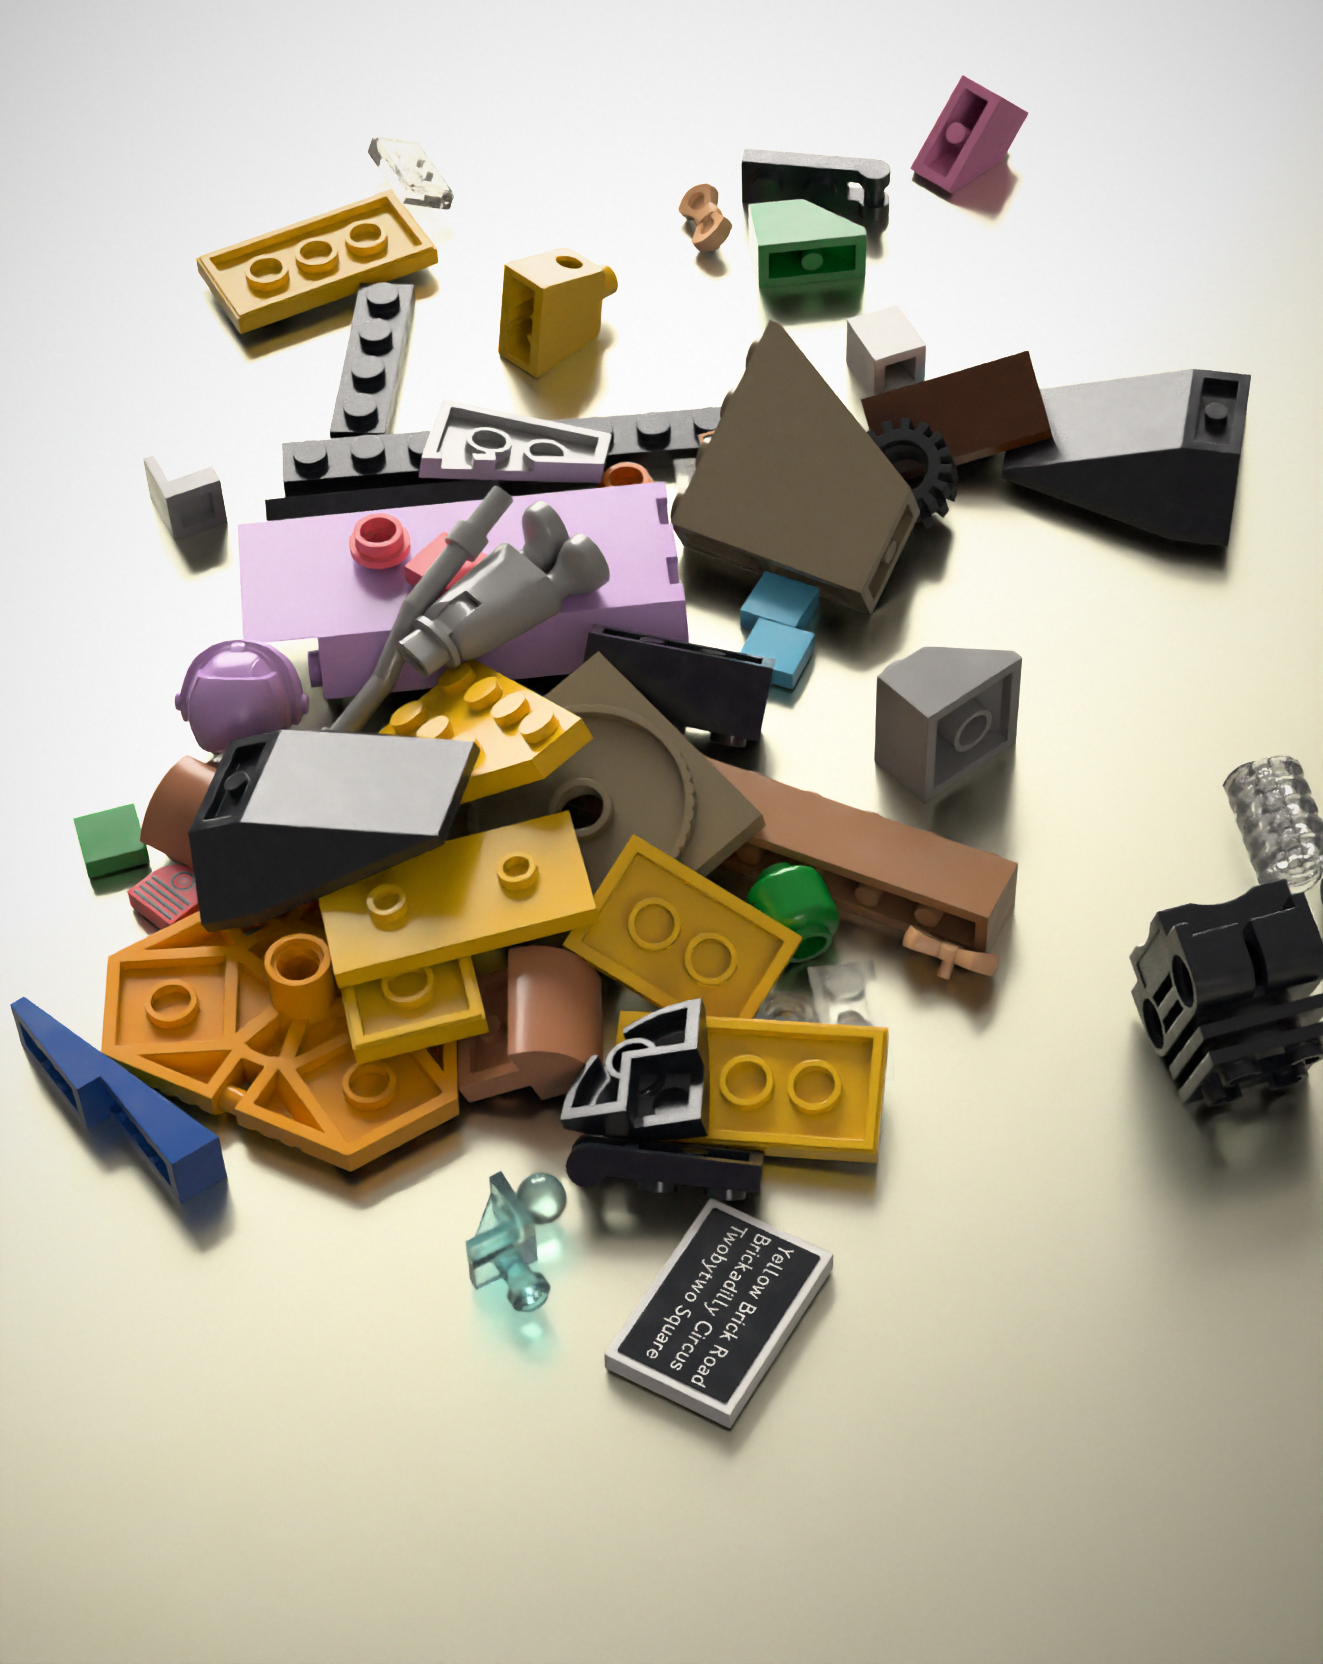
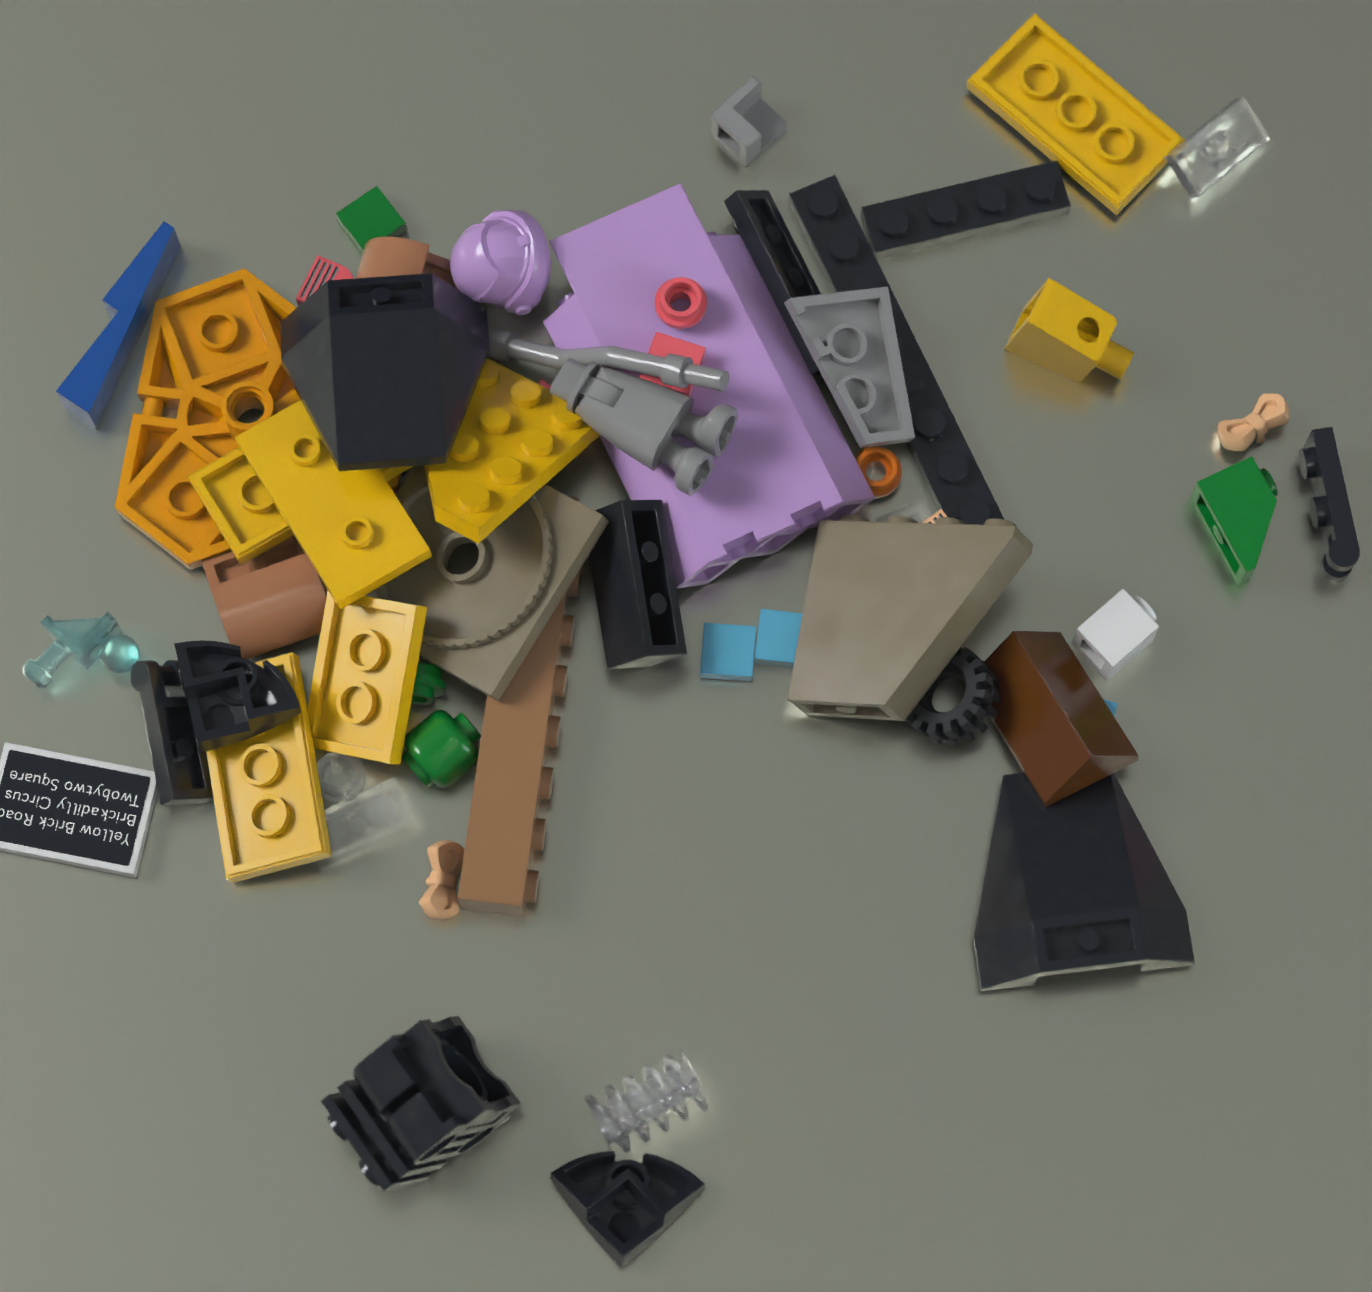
camera: 70 degrees right, 25 degrees up
(945, 714) = (659, 803): light grey slope -> none

